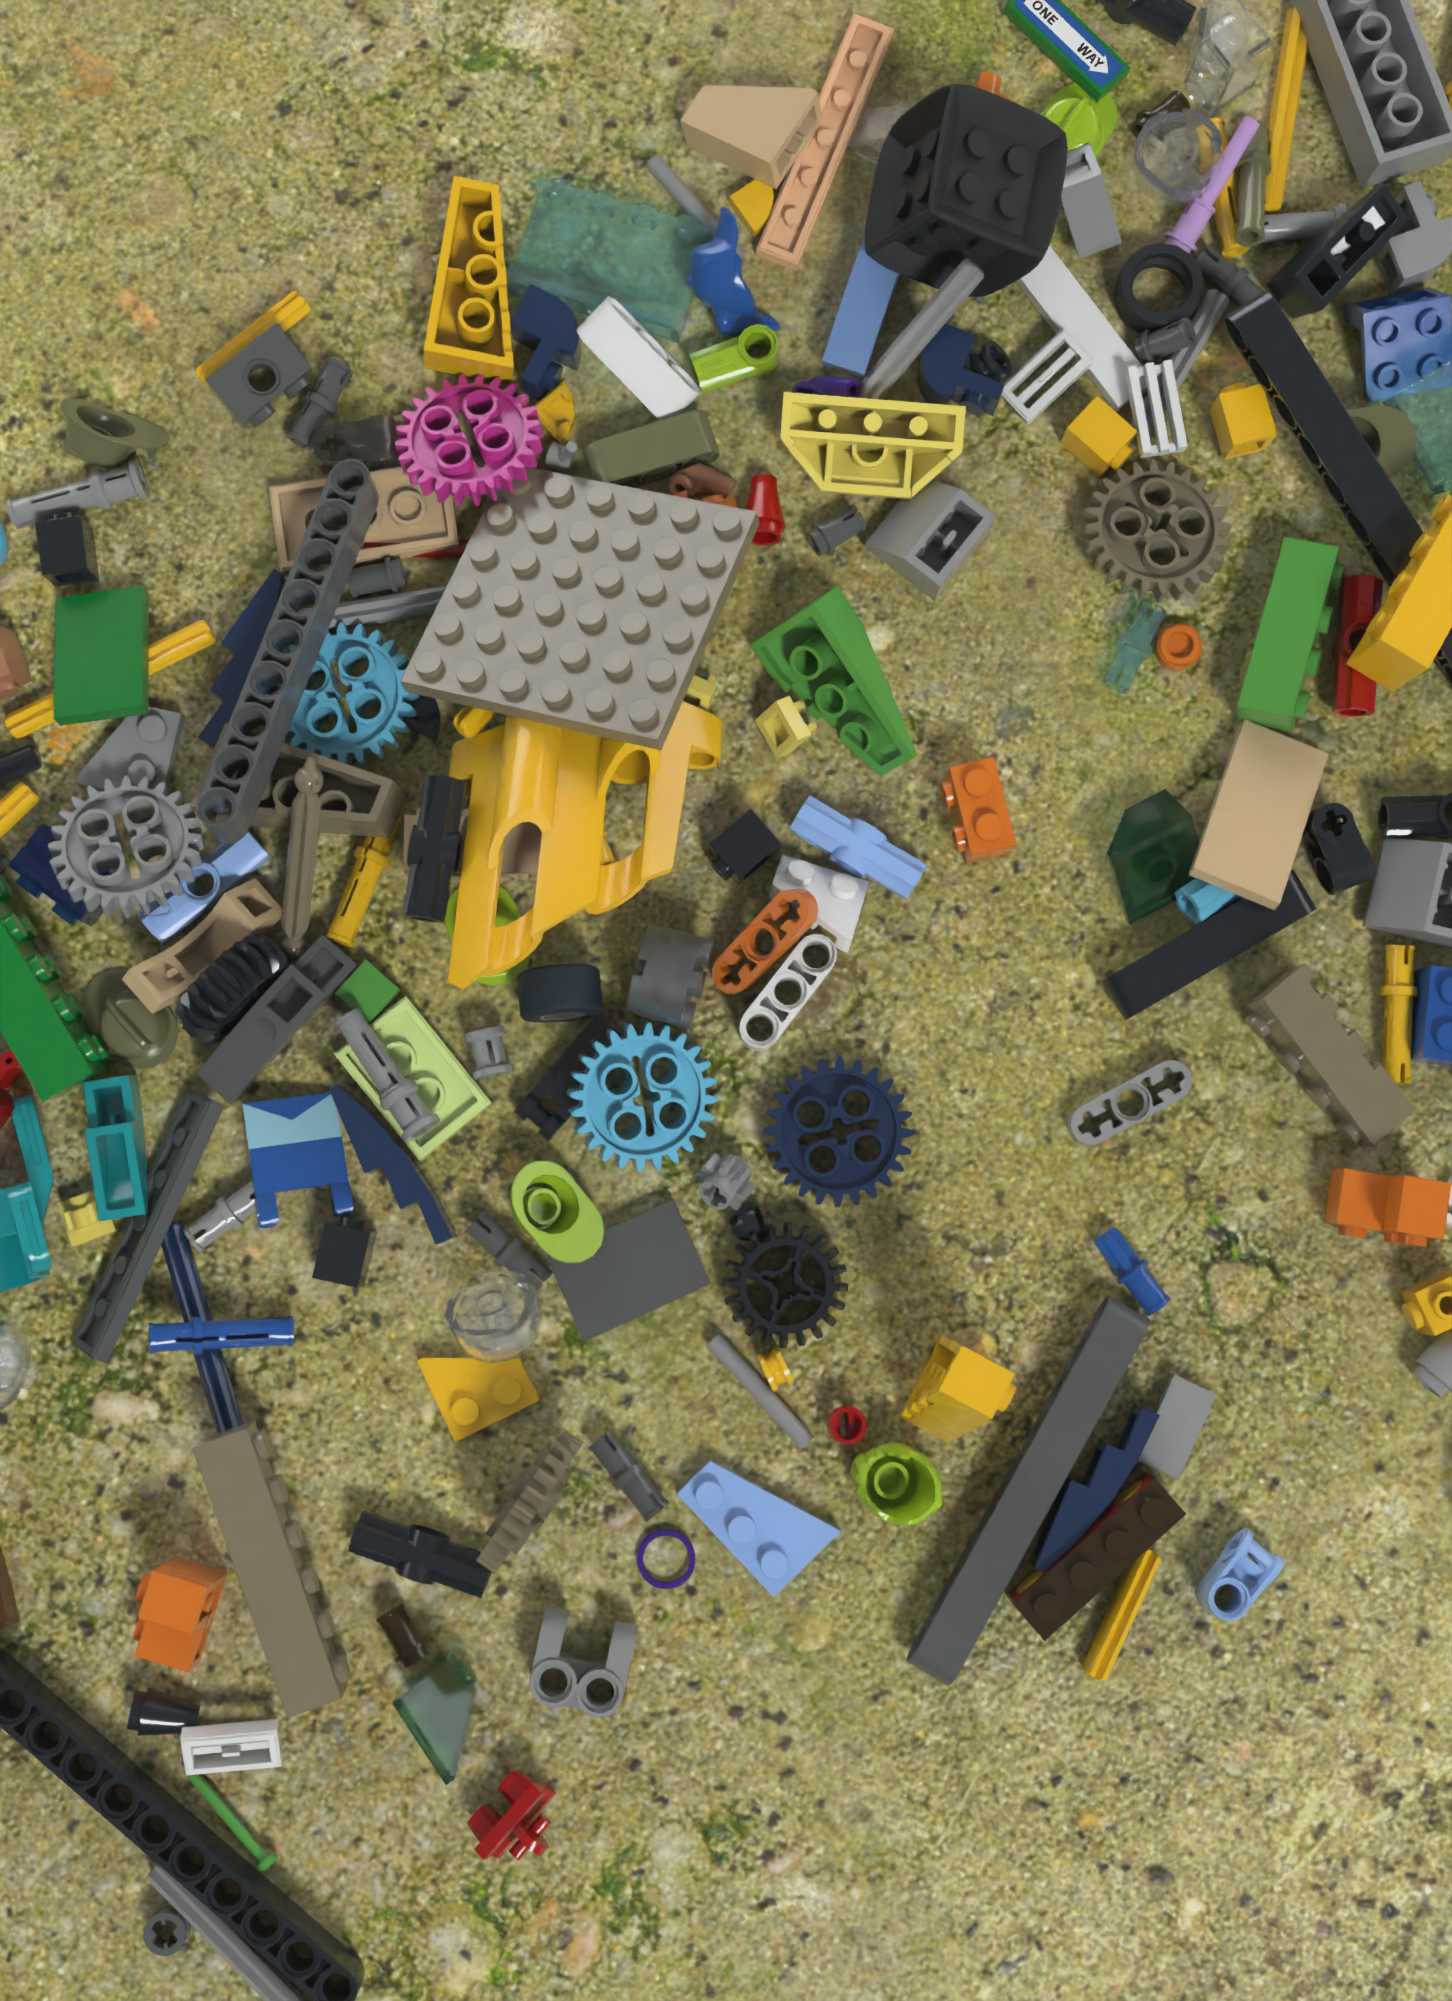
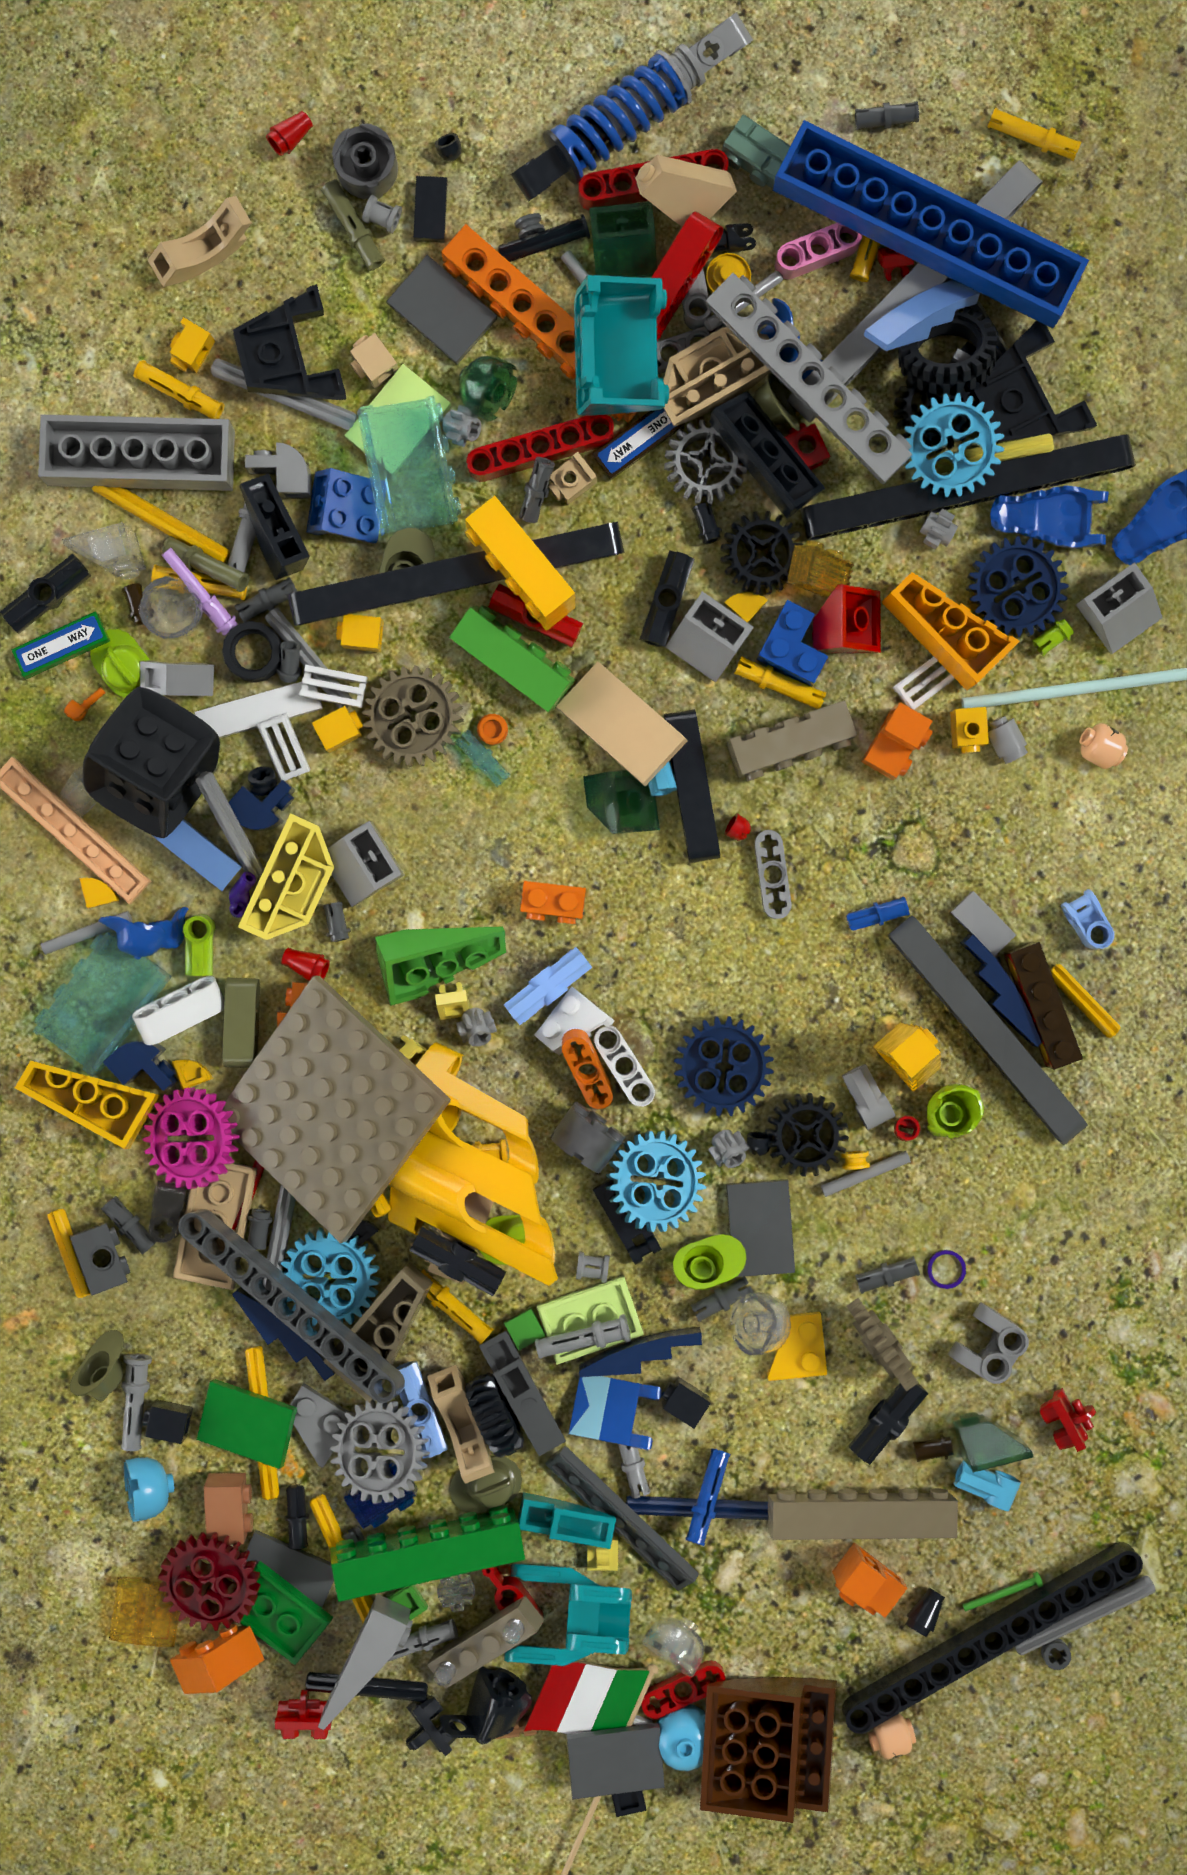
camera: 70 degrees left, 5 degrees up
(230, 1742) = (958, 1579): white tile -> none
(301, 860) = (431, 1345): dark tan wheel -> none
(378, 1748) = (995, 1487): none -> medium azure piece
(559, 993) = (572, 1210): black wheel -> none
(560, 456) = (221, 1082): light grey hand -> none
(701, 479) = (270, 997): nougat arm -> none
(742, 848) = (521, 1059): black brick -> none
(752, 127) = (48, 877): tan slope -> none
(758, 1527) = (946, 1207): light blue wing -> none
(764, 769) = (476, 1027): none -> light grey gear
(862, 1361) = (870, 1102): none -> light grey piece
(1175, 1031) = (738, 828): none -> red hinge
(1340, 853) = (667, 681): black piece -> none

